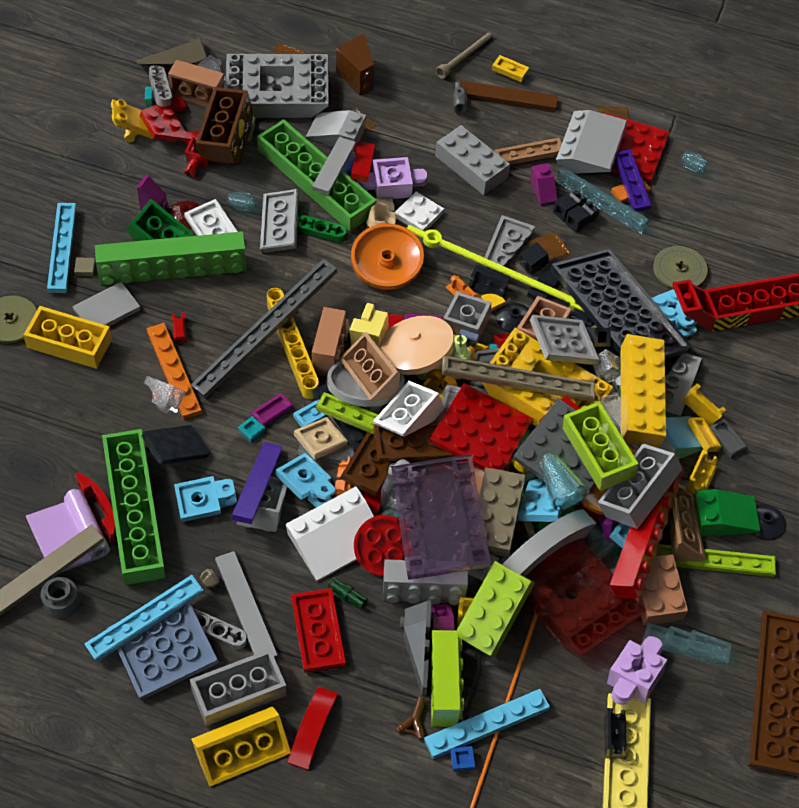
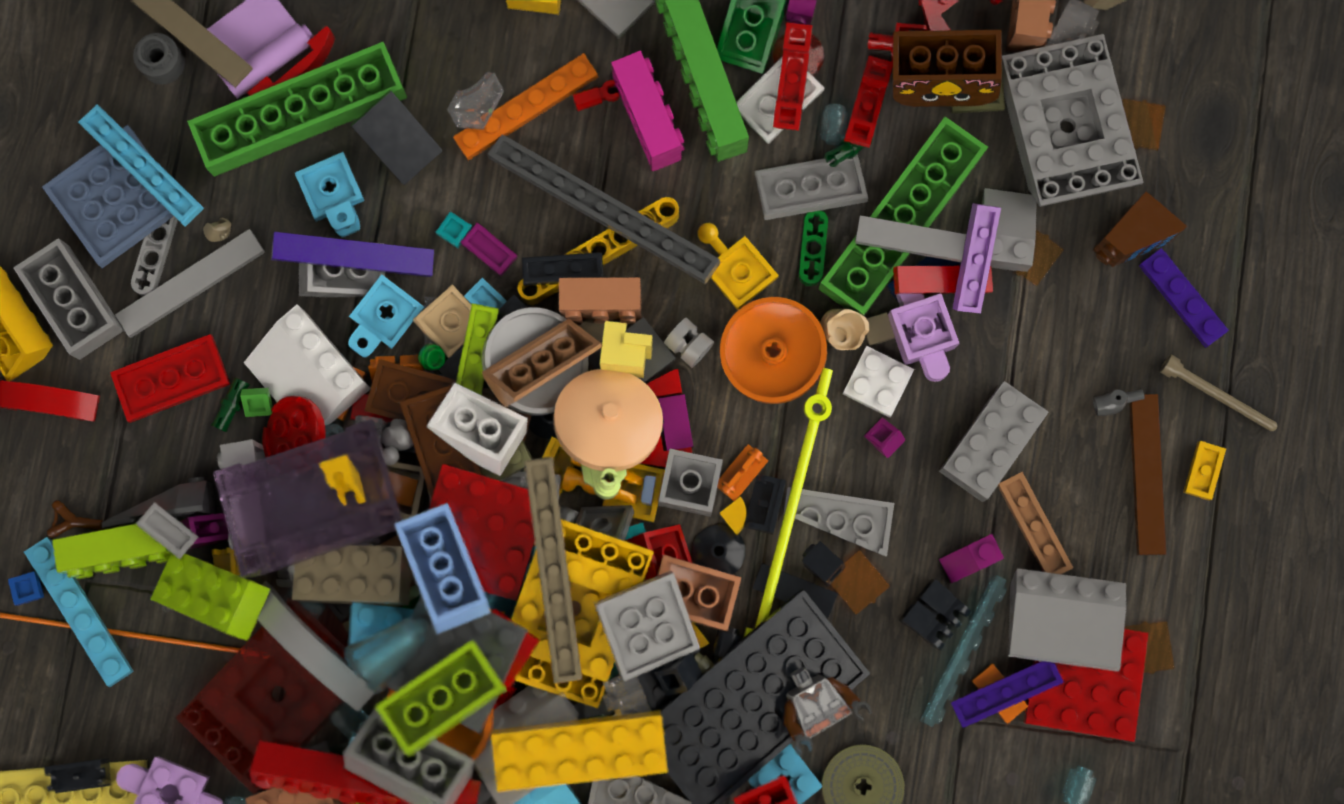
camera: 85 degrees right, 25 degrees up
(203, 293) = (647, 110): none -> dark pink brick
(204, 211) = (793, 76): none -> red slope
(231, 182) = (868, 101): none -> red slope
(260, 194) = (842, 152): none -> dark green pin
(302, 358) = (550, 268): none -> black tile
(335, 258) = (741, 268): none -> yellow plate
(344, 450) = (431, 357): none -> green plate
(350, 572) = (256, 402): none -> bright green plate
(351, 133) = (976, 258): none -> medium lavender plate
(372, 296) = (698, 343): none -> light grey wheel
(402, 58) = (1183, 298): none -> dark purple plate
(433, 479) = (344, 477): none -> yellow hinge
(442, 625) = (167, 530): none -> light grey tile
(456, 216) = (885, 437): none -> magenta slope
(508, 435) = (442, 568): none -> light blue brick
(628, 271) = (817, 705): none -> torso

